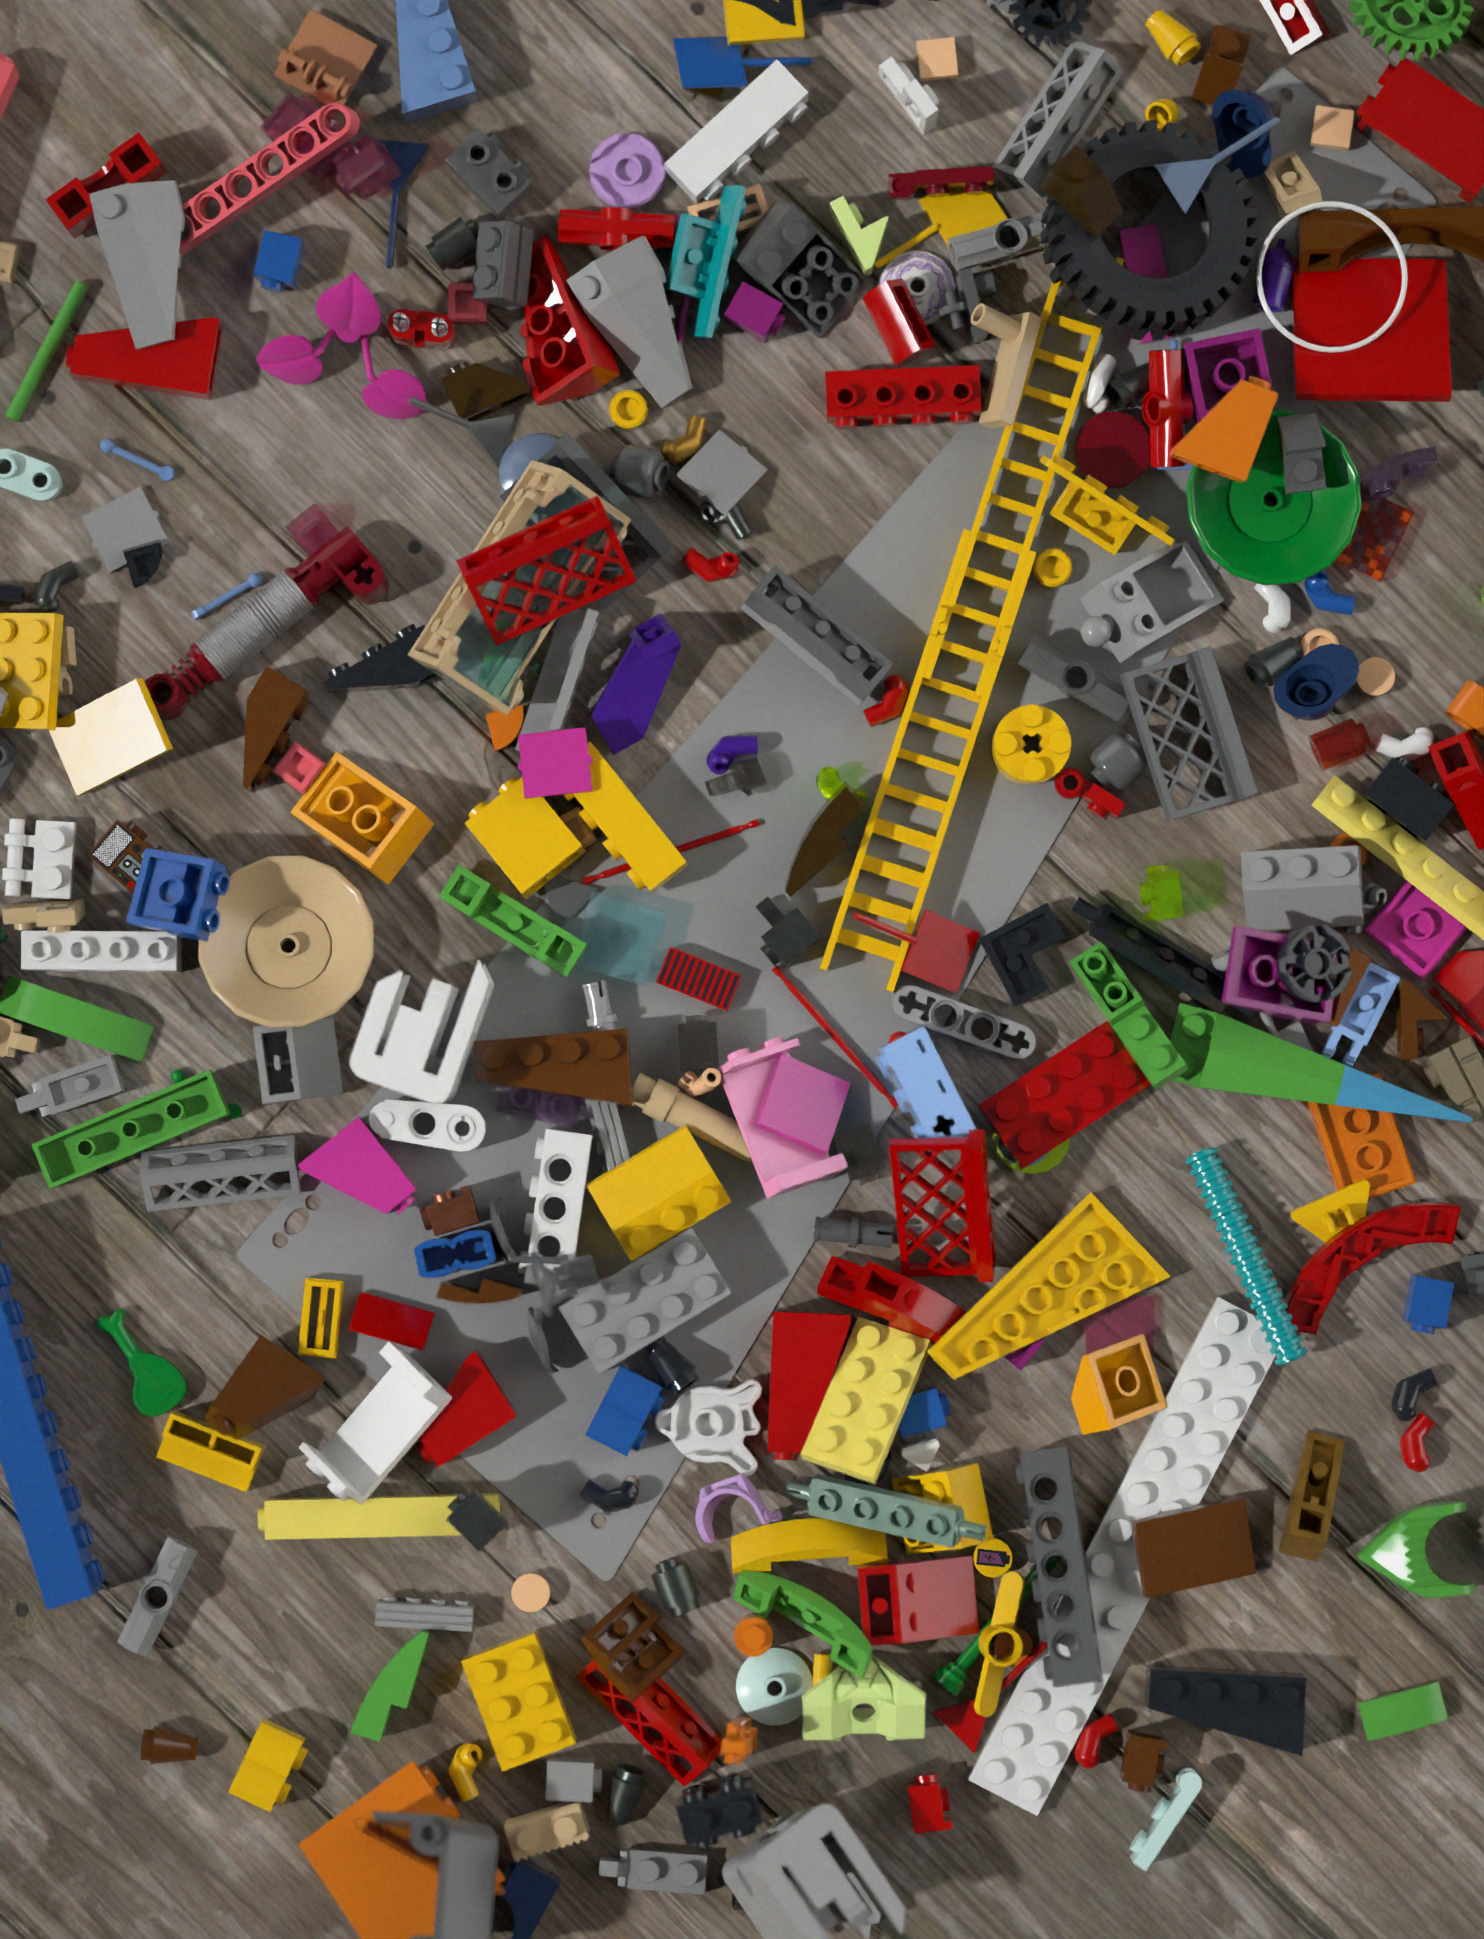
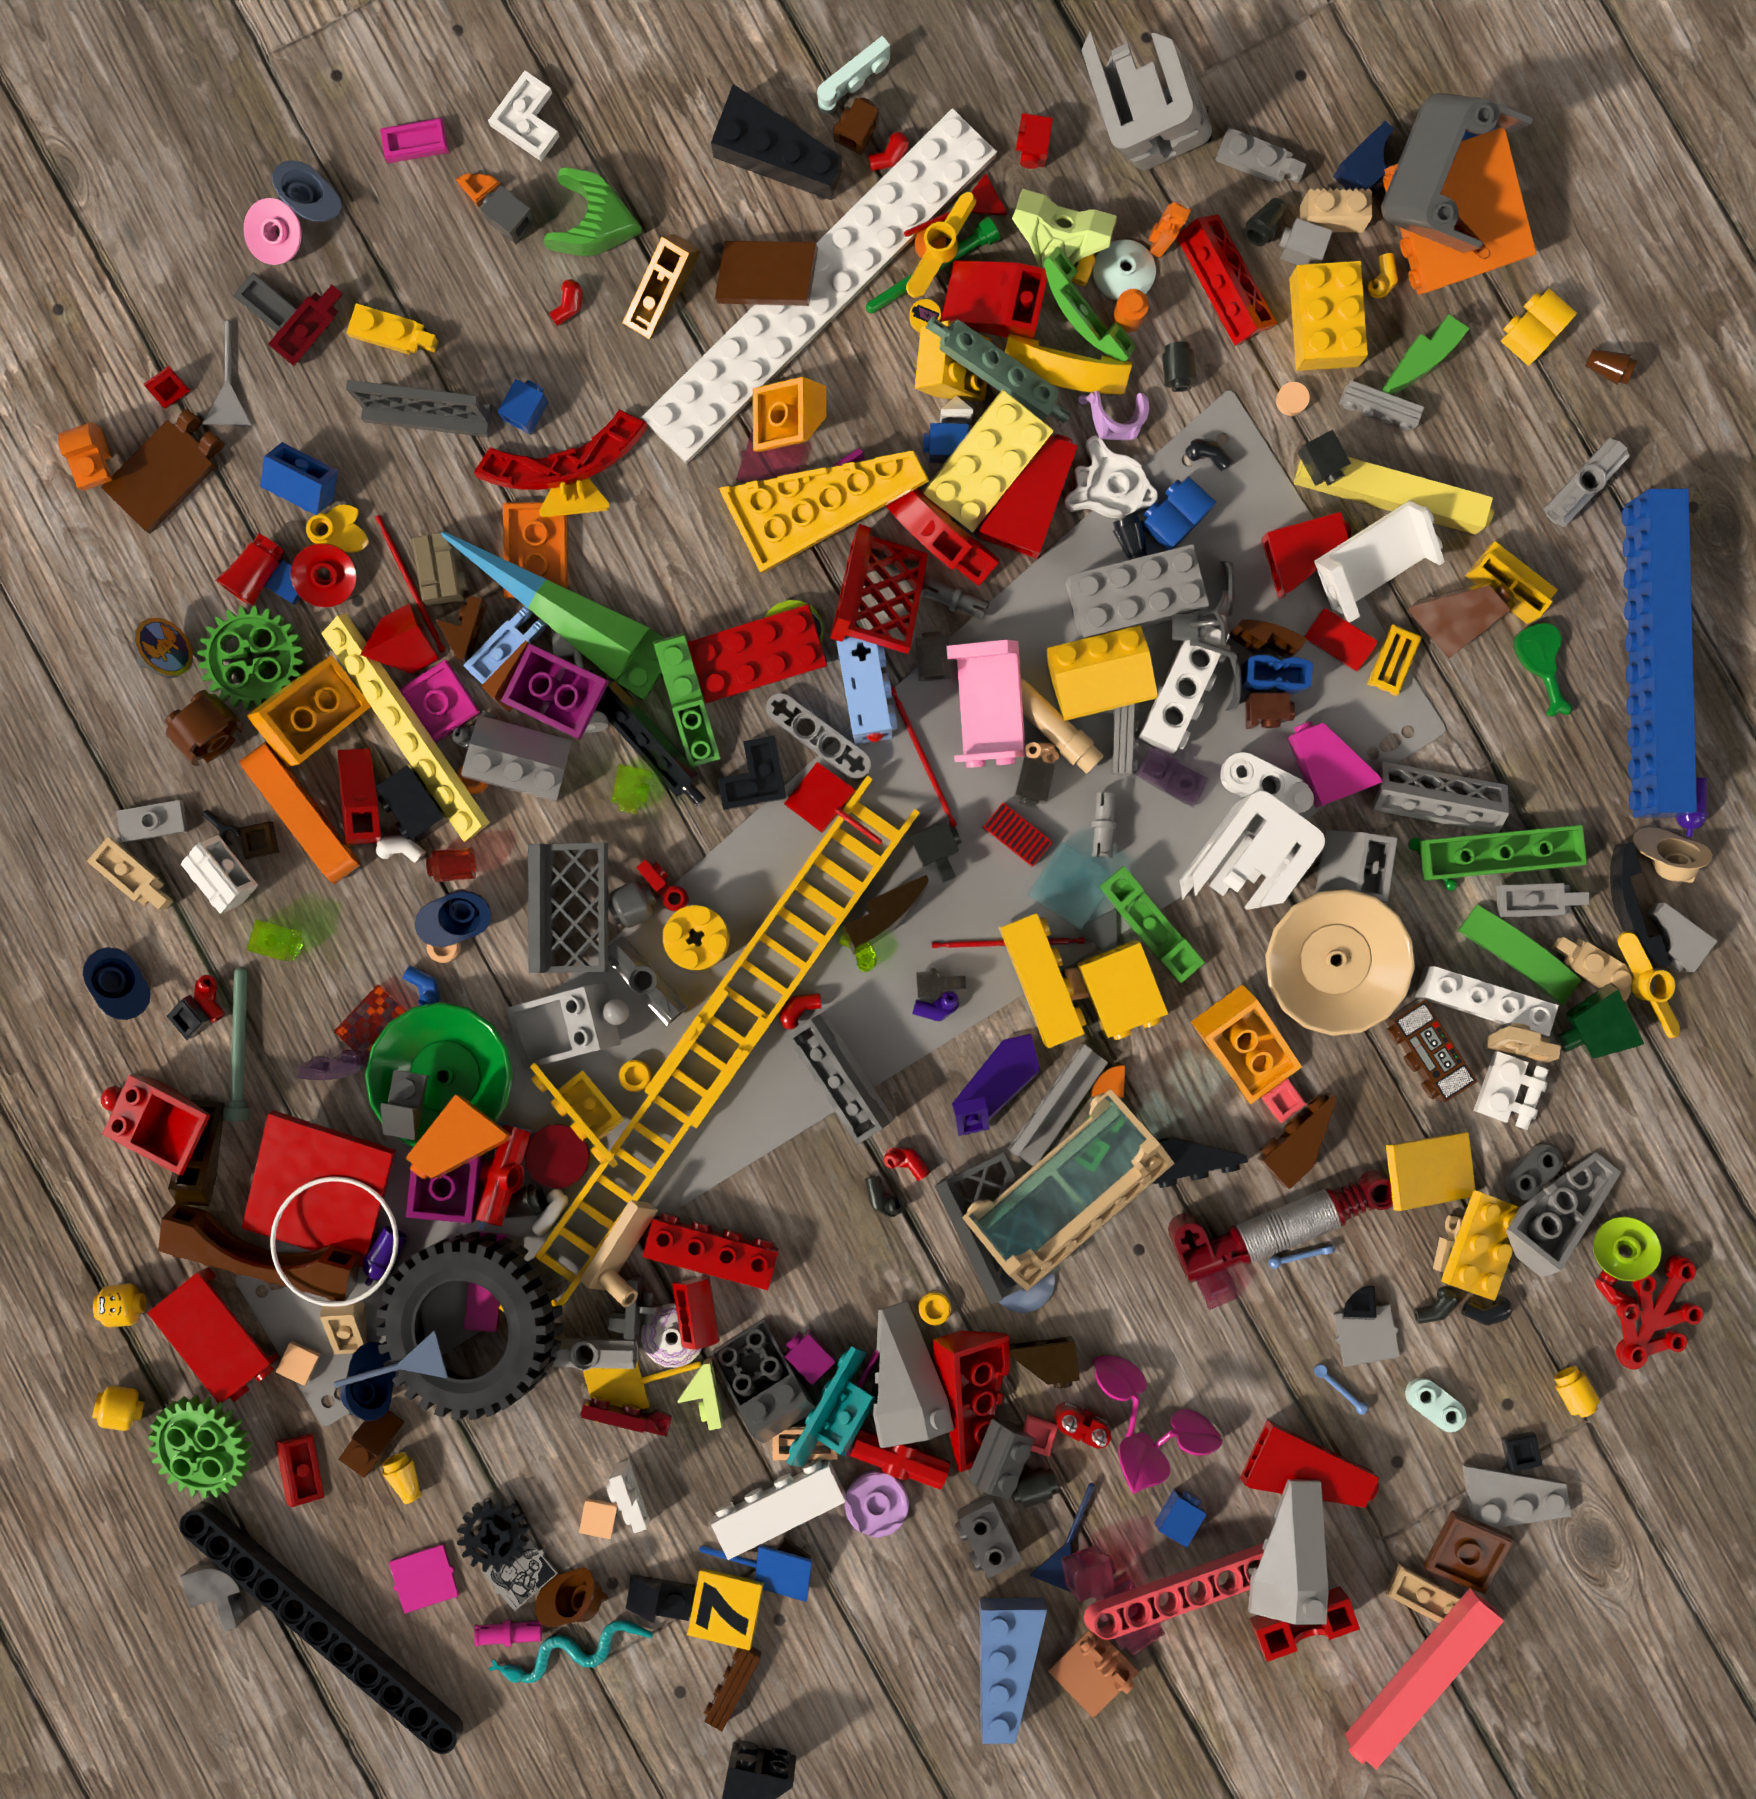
camera: 170 degrees left, 0 degrees up
(46, 351) = (1388, 1500): bright green bar -> none
(178, 894) = (1417, 1025): blue plate -> none
(489, 432) = (1052, 1323): dark grey piece -> none
(538, 542) = (1053, 1219): red fence -> none
(555, 763) = (1082, 1039): dark pink piece -> none
(569, 1064) = (1142, 796): reddish brown wing -> none
(632, 1647) = (1228, 328): reddish brown slope -> none
(639, 471) = (941, 1255): dark grey head -> none
(687, 445) = (895, 1264): pearl gold arm -> none
(718, 1811) = (1200, 180): black brick -> none
(722, 472) = (875, 1233): light grey piece -> none
(802, 1104) = (966, 709): dark pink tile -> none
(1064, 118) = (510, 1437): light grey fence -> none
(1083, 191) = (510, 1374): dark brown slope -> none
(1085, 1664) = (881, 201): dark grey brick -> none
(1162, 111) = (426, 1416): yellow hinge -> none
(1246, 1256) = (653, 483): teal piece -> none
(1271, 662) = (486, 945): pearl dark grey cone -> none
(1278, 607) = (465, 989): white arm -> none
(1314, 962) = (525, 692): black piece -> none
(1375, 677) = (405, 908): light nougat tile -> none
(1402, 1711) = (645, 101): bright green slope -> none
(1407, 1393) = (562, 343): black arm -> none

